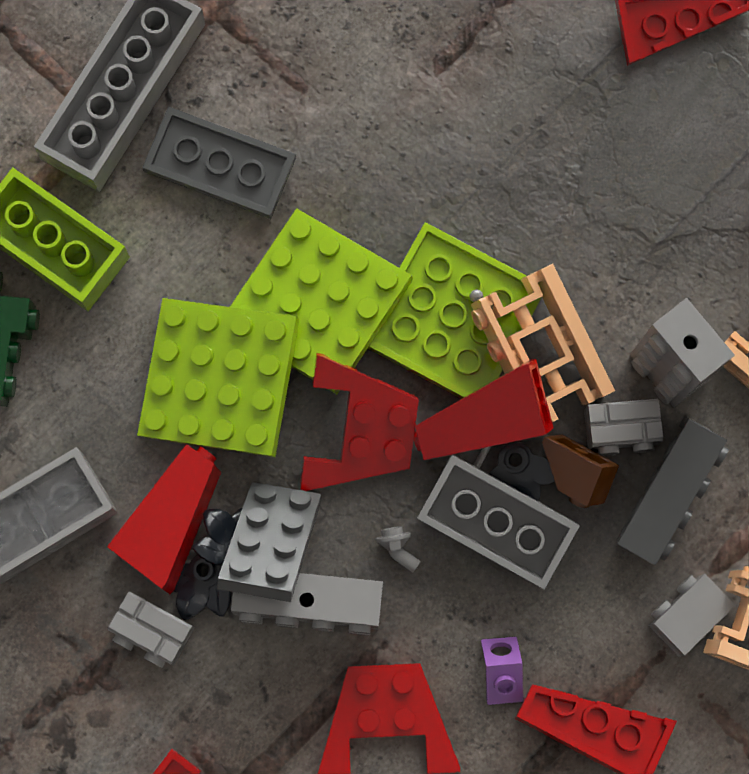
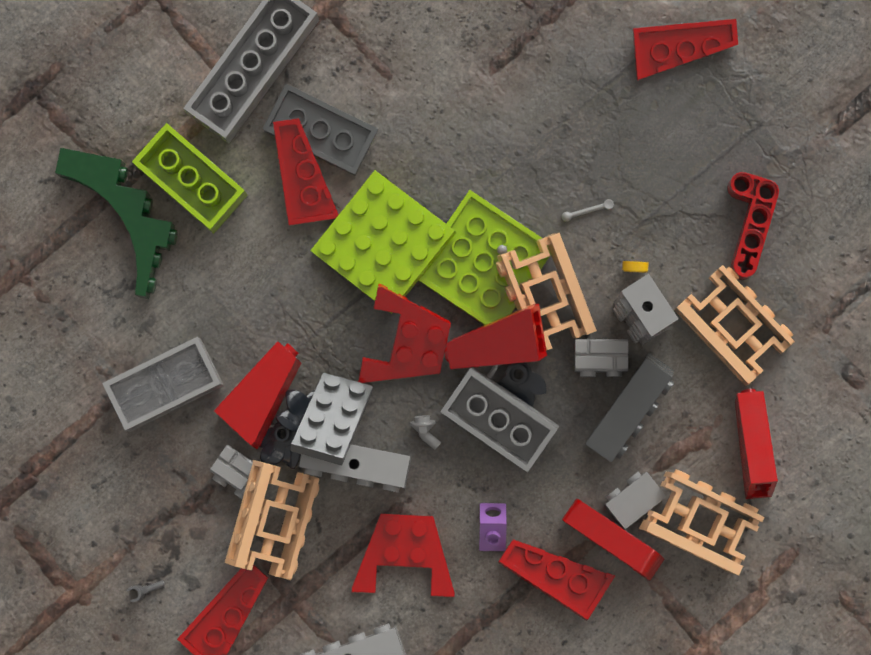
camera: 15 degrees right, 5 degrees up
(174, 683) = (254, 514): none -> light nougat fence
(200, 227) = (302, 181): none -> red wing
(218, 377) = (305, 293): lime plate -> none
(579, 471) = (563, 387): reddish brown slope -> none
(608, 227) = (608, 205): none -> light grey hinge
(655, 303) = (631, 266): none -> yellow tile
(671, 670) = (613, 539): none -> red beam

